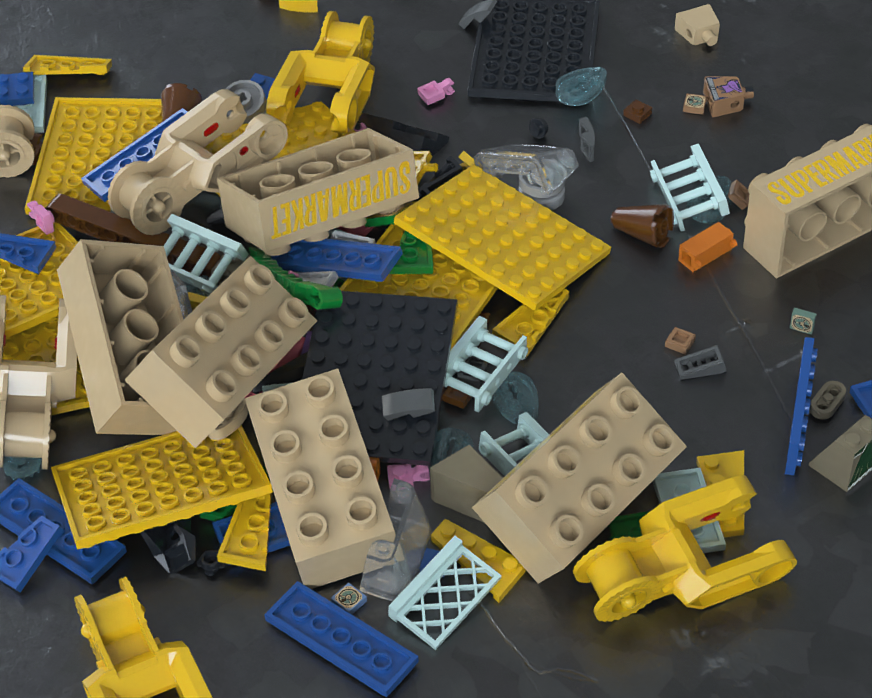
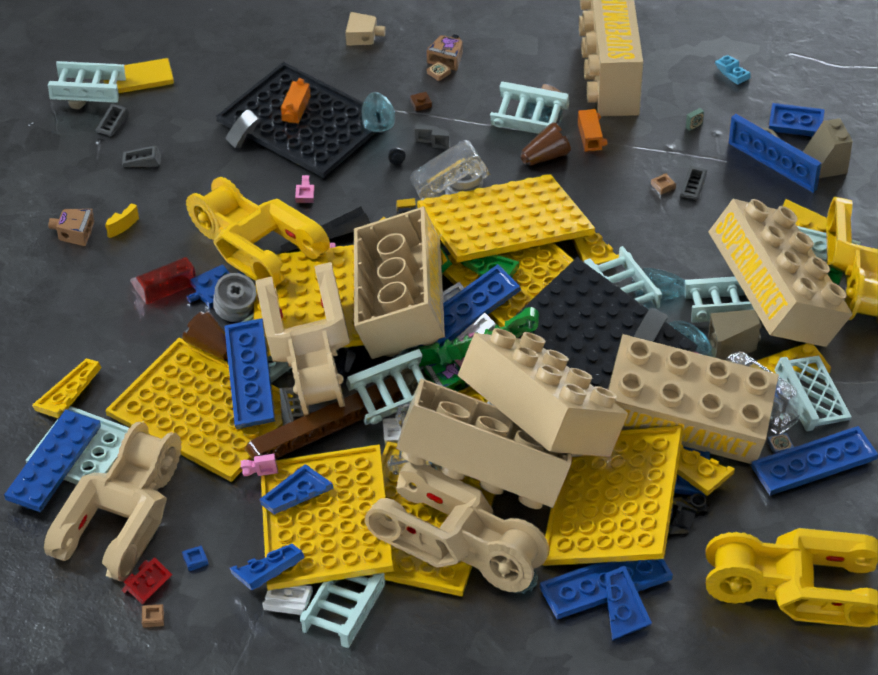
camera: 60 degrees left, 0 degrees up
(242, 58) = (164, 280): none -> clear red slope
(540, 26) = (295, 101): none -> orange brick

